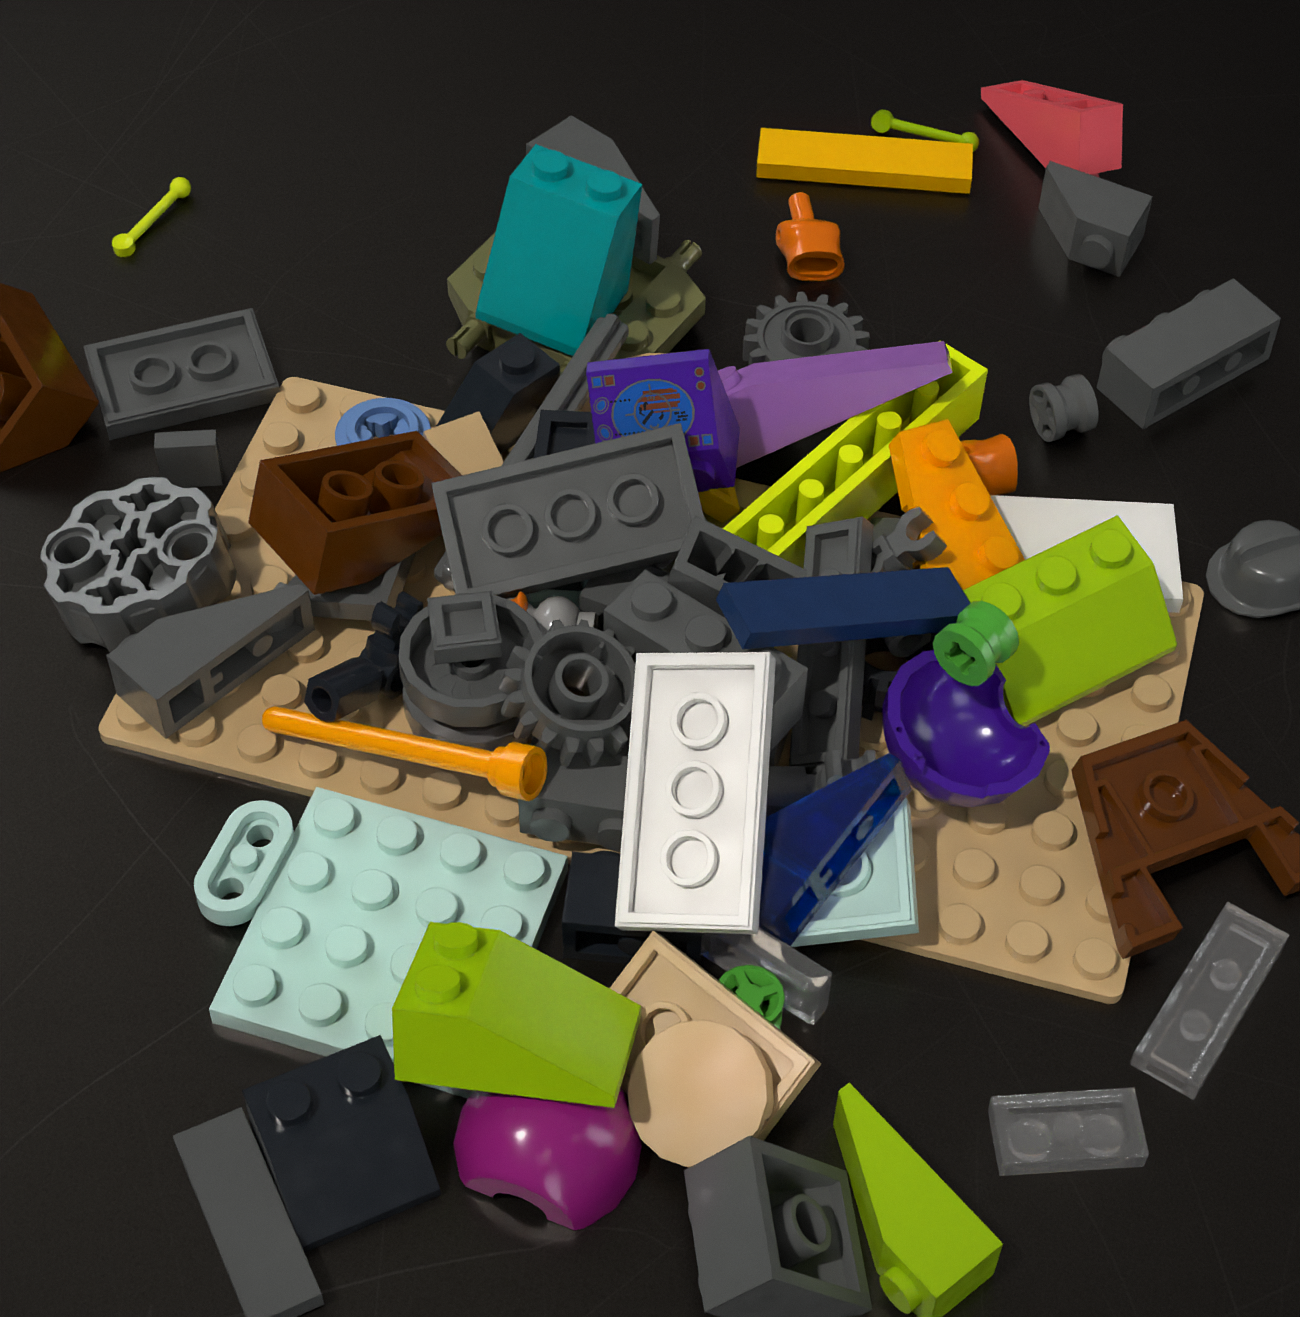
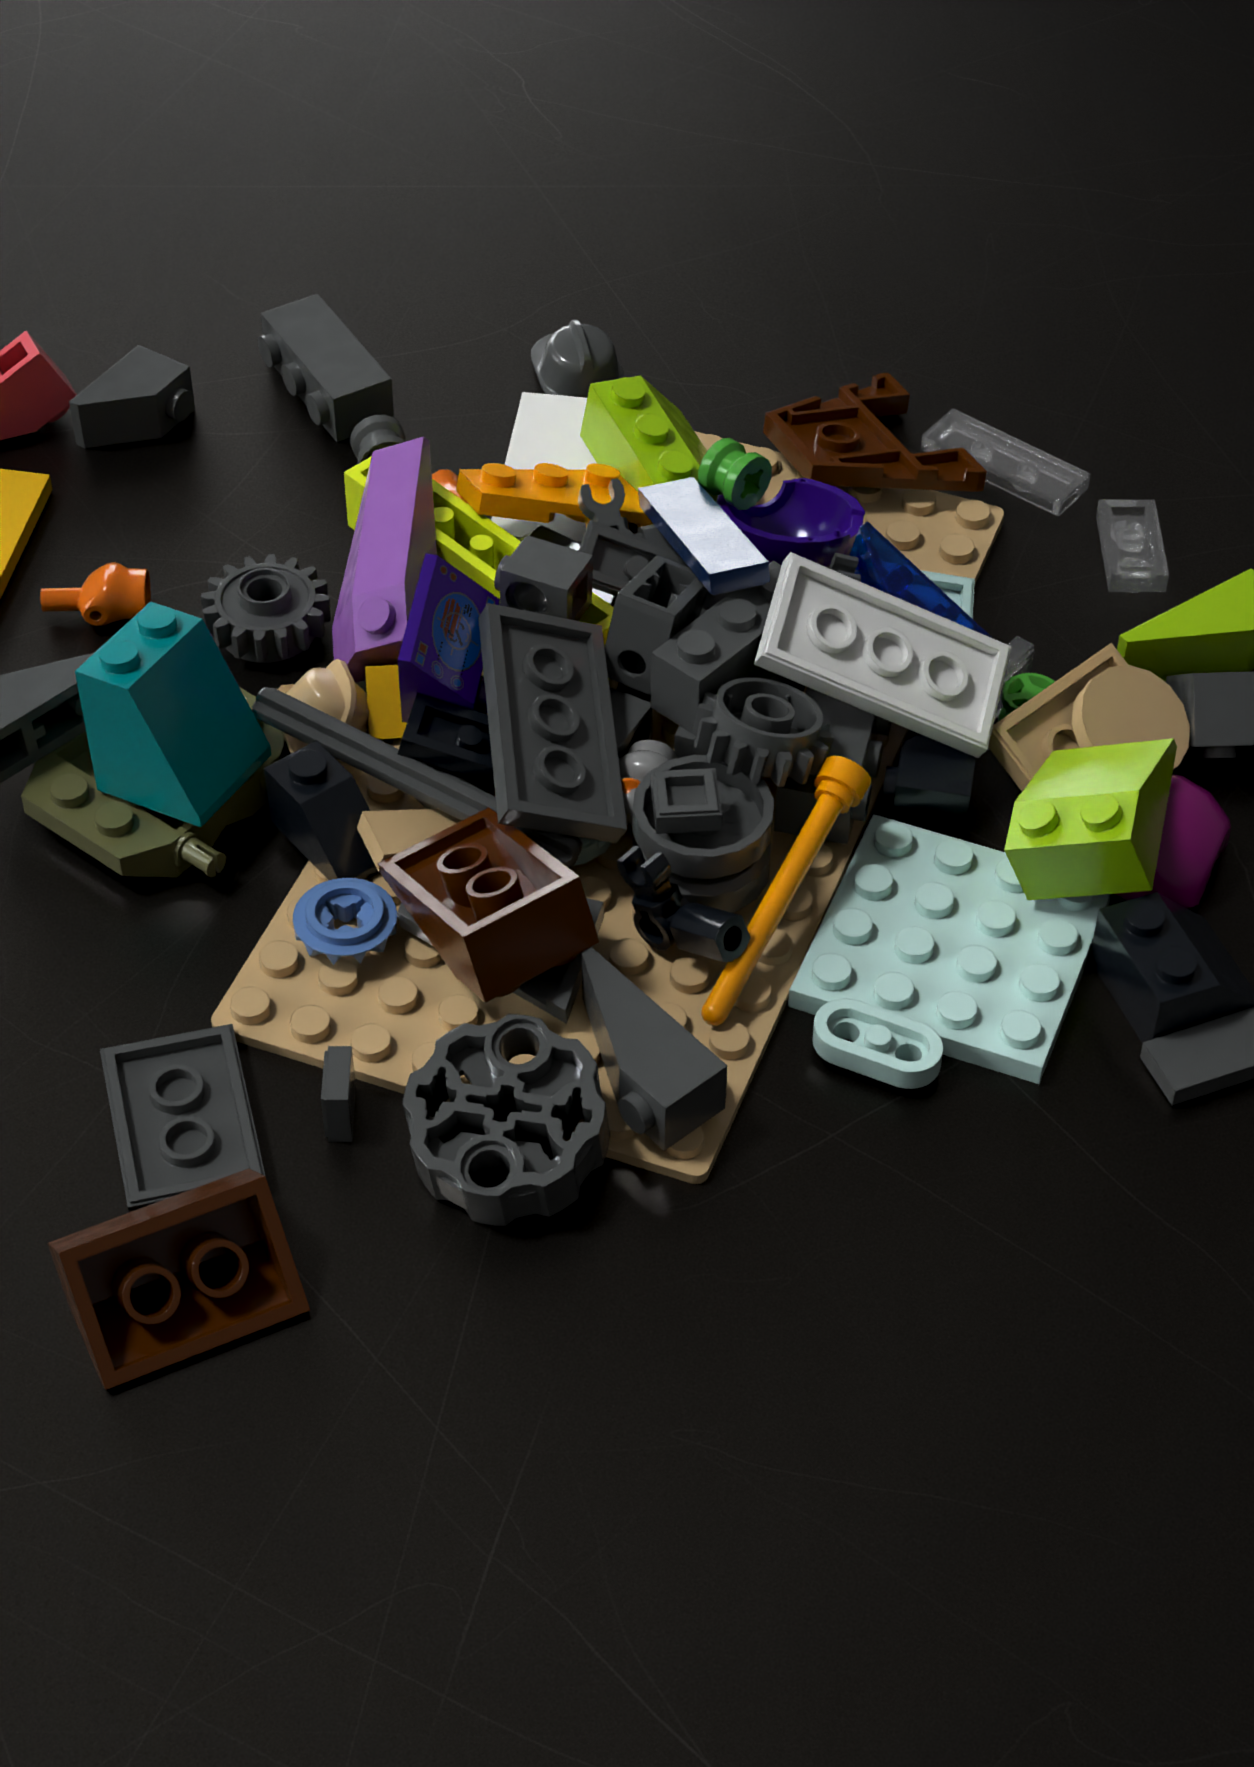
camera: 85 degrees left, 5 degrees down
(755, 489) = (546, 579): none -> dark grey brick

